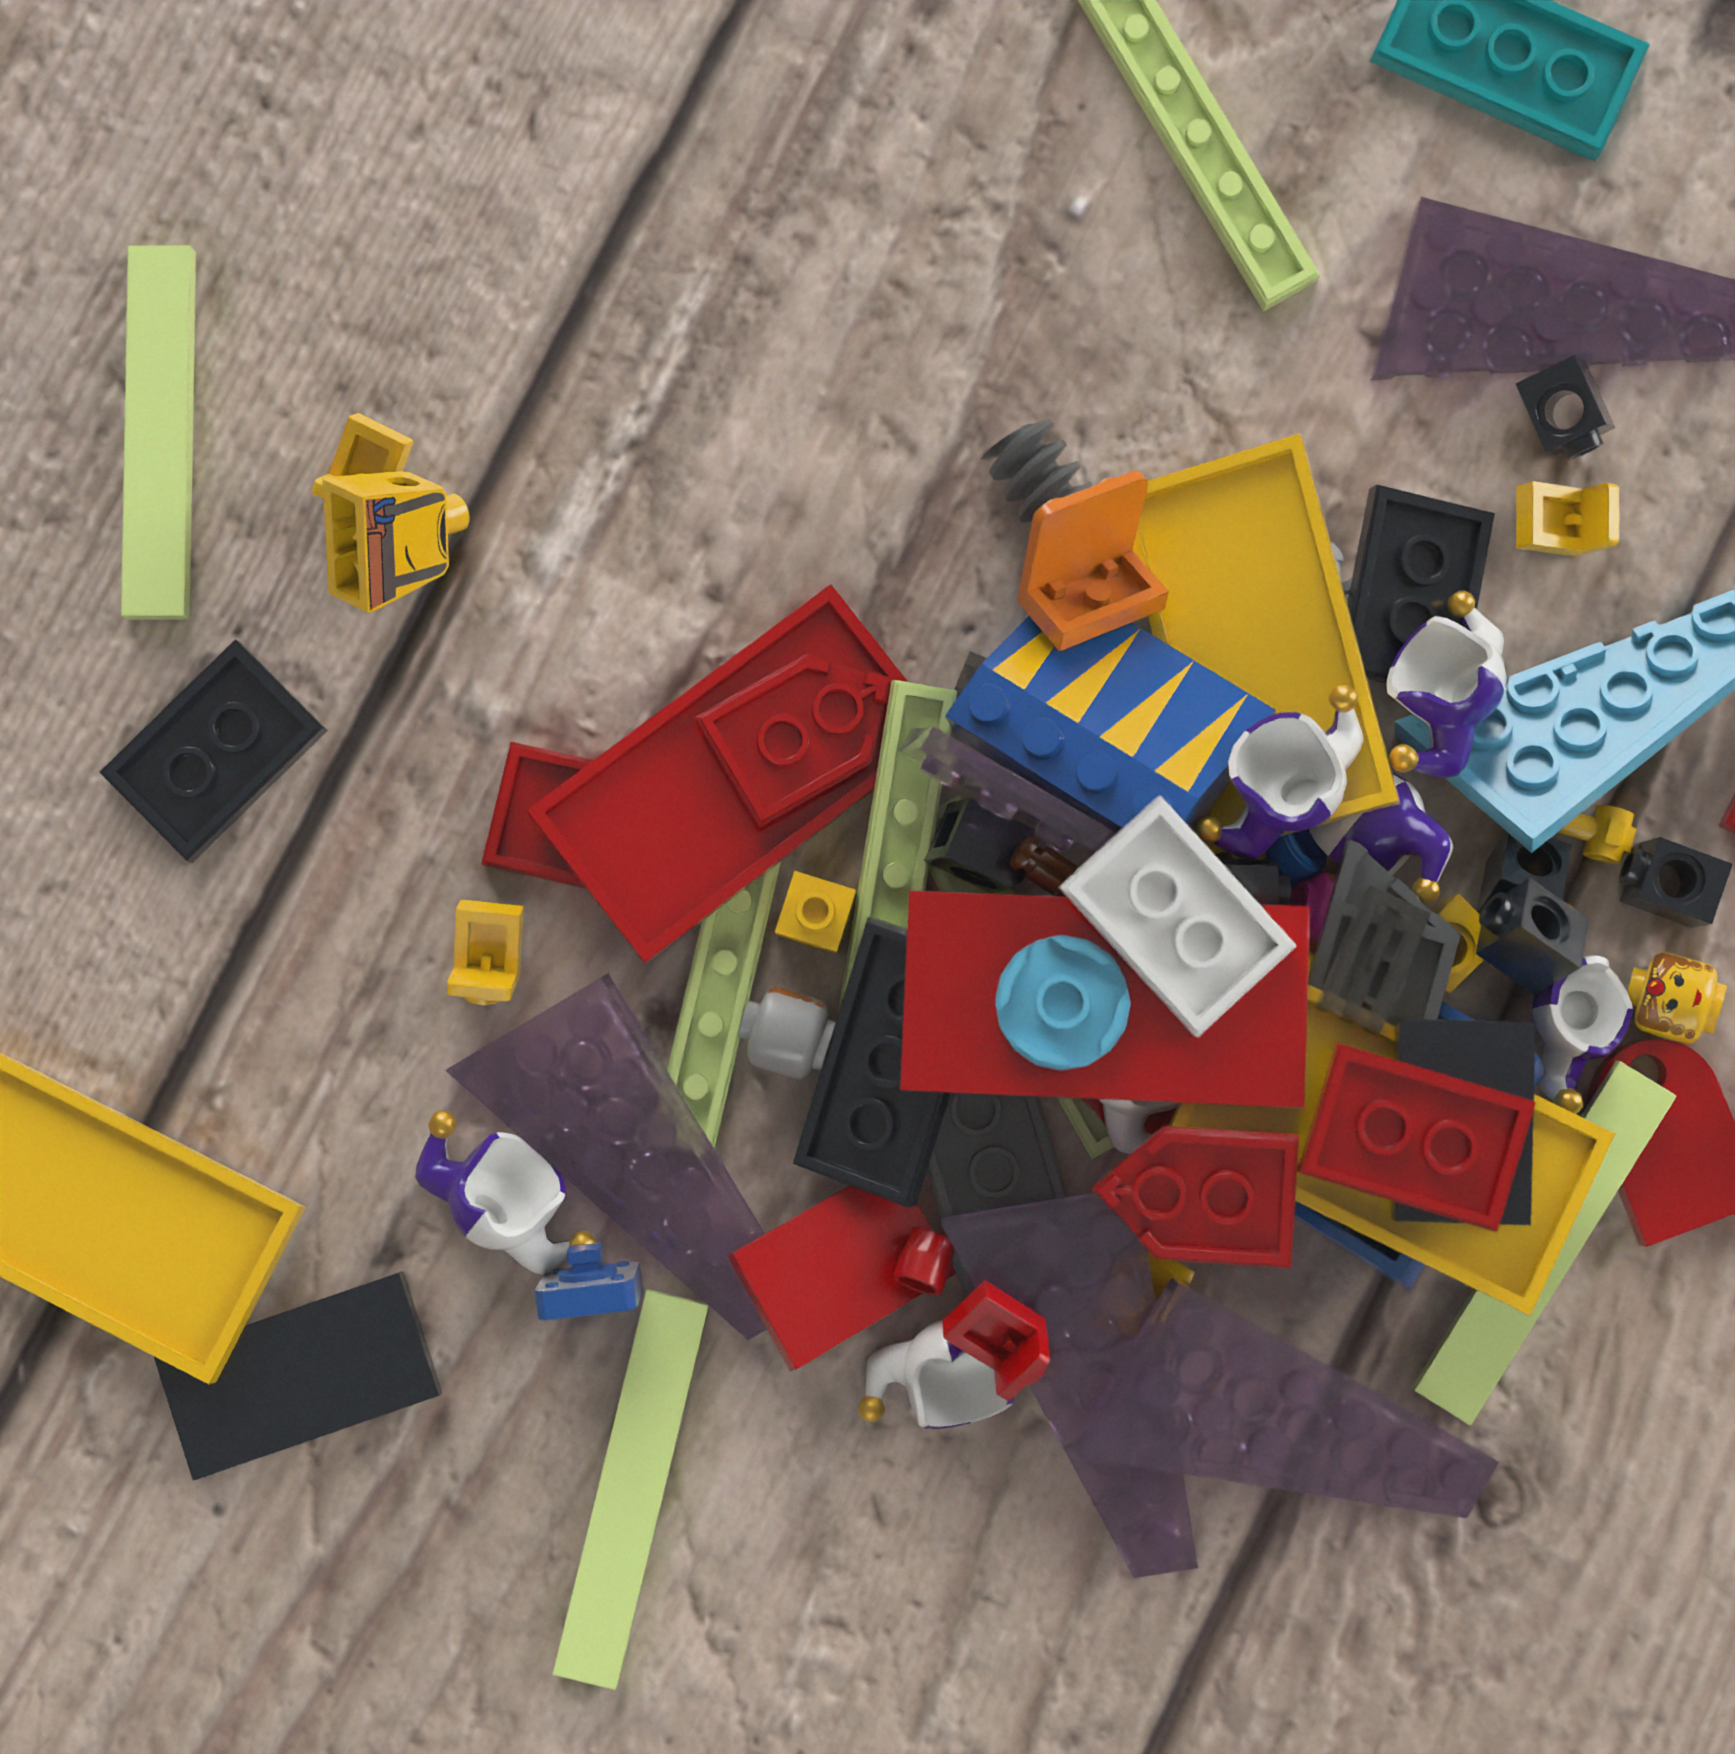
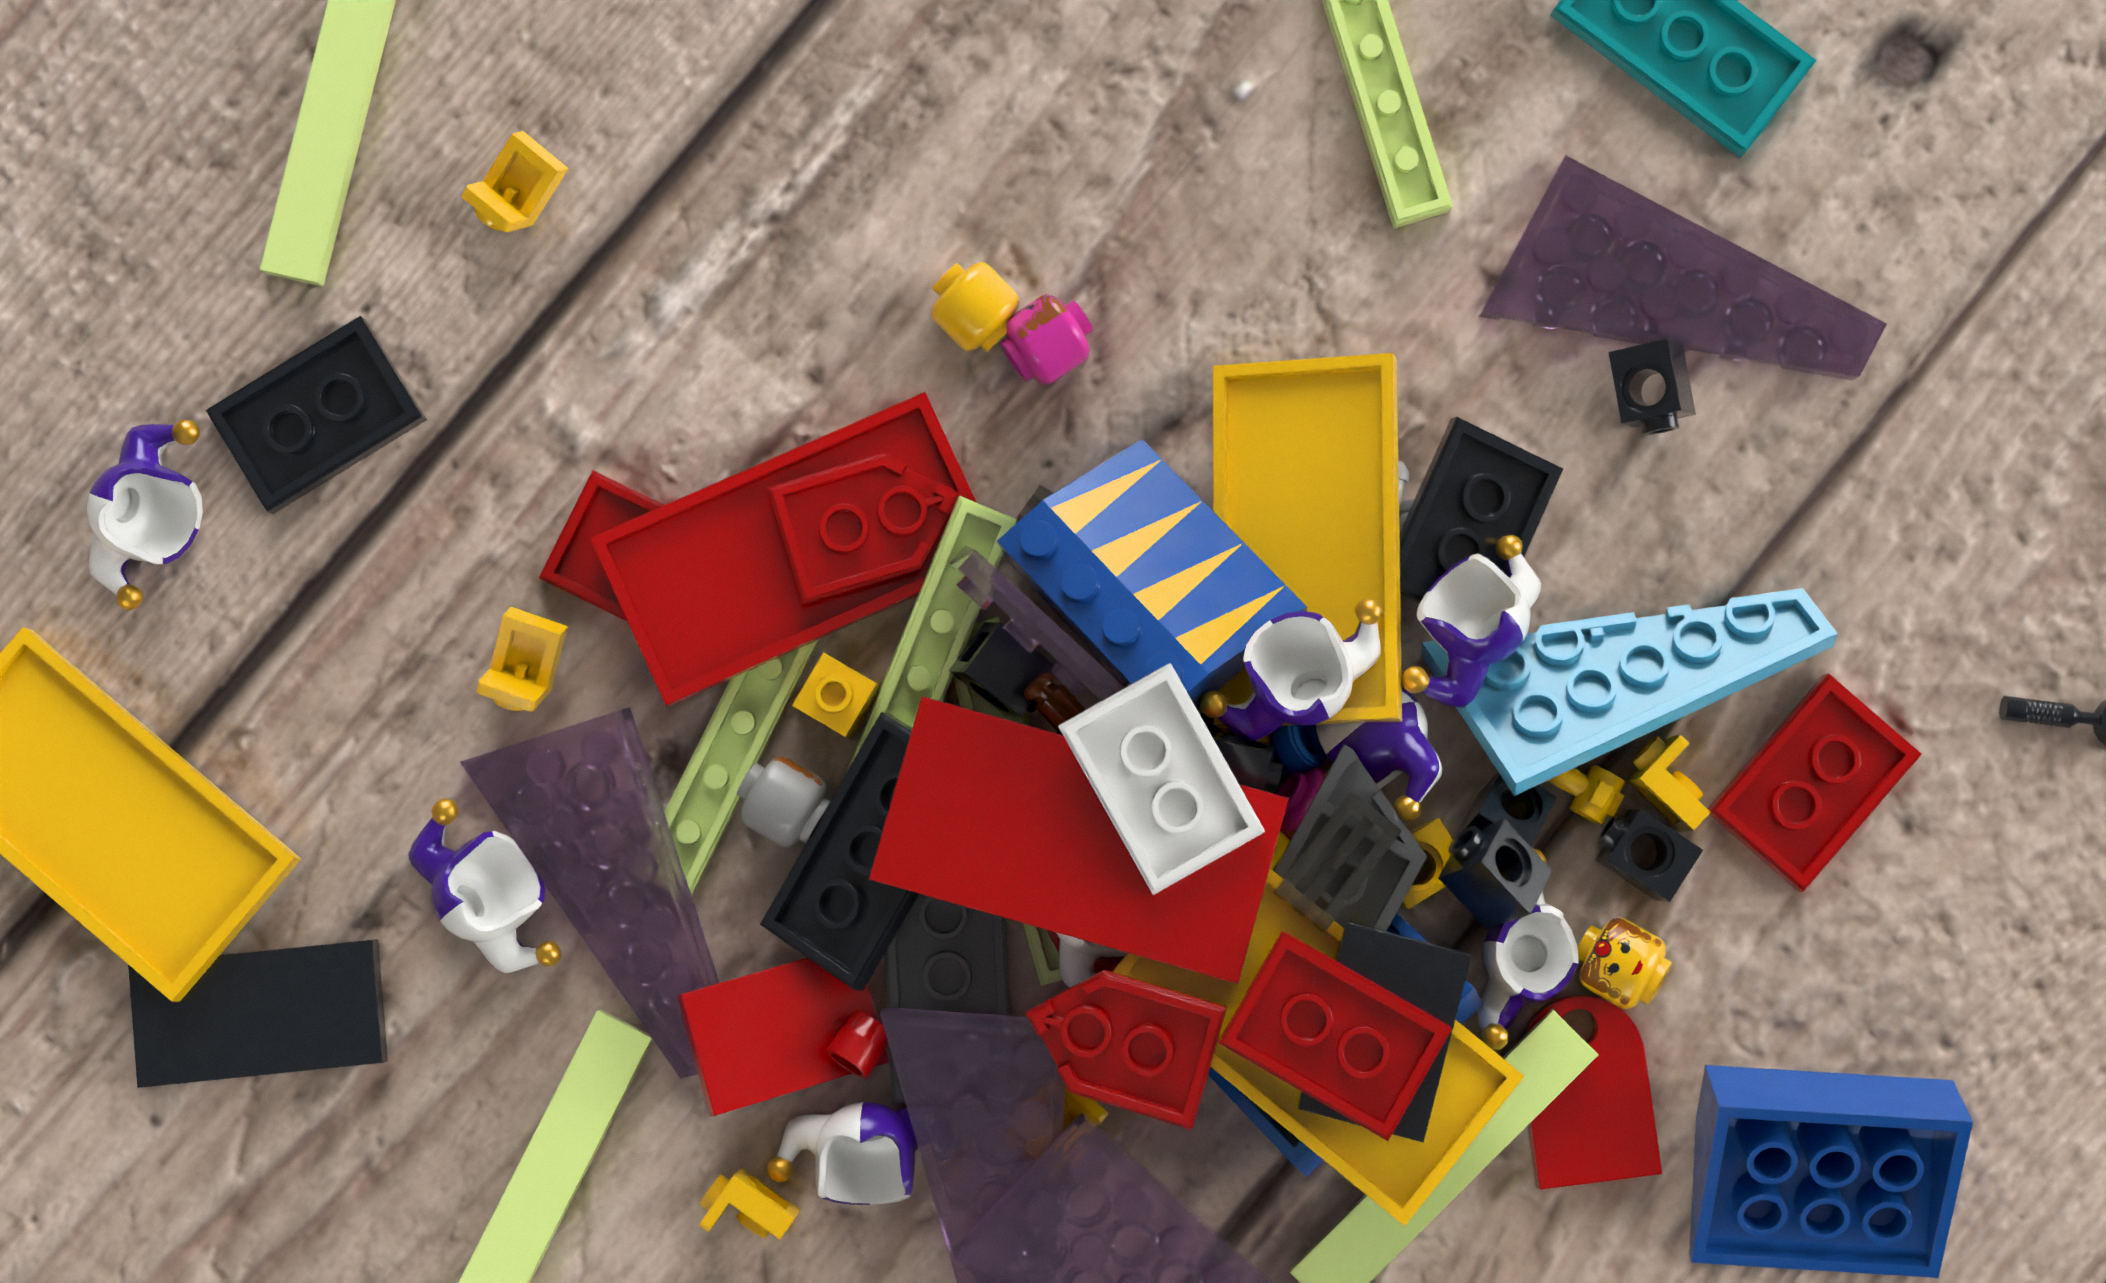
camera: 15 degrees right, 0 degrees up
(58, 887) = (142, 509): none -> white piece
(386, 535) = (521, 252): yellow torso -> none
(588, 1286) = (543, 993): blue piece -> none
(860, 1452) = (759, 1205): none -> yellow bracket
(861, 485) = (973, 305): none -> yellow head
(942, 502) = (1047, 339): none -> dark pink head
(1001, 1336) = (909, 1129): red bracket -> none
(1032, 468) = (1145, 350): dark grey piece -> none
(1062, 1002) = (1036, 833): medium azure tile -> none
(1082, 565) = (1160, 430): orange bracket -> none
(1567, 518) = (1628, 489): yellow bracket -> none
(1680, 816) = (1671, 795): none -> yellow bracket

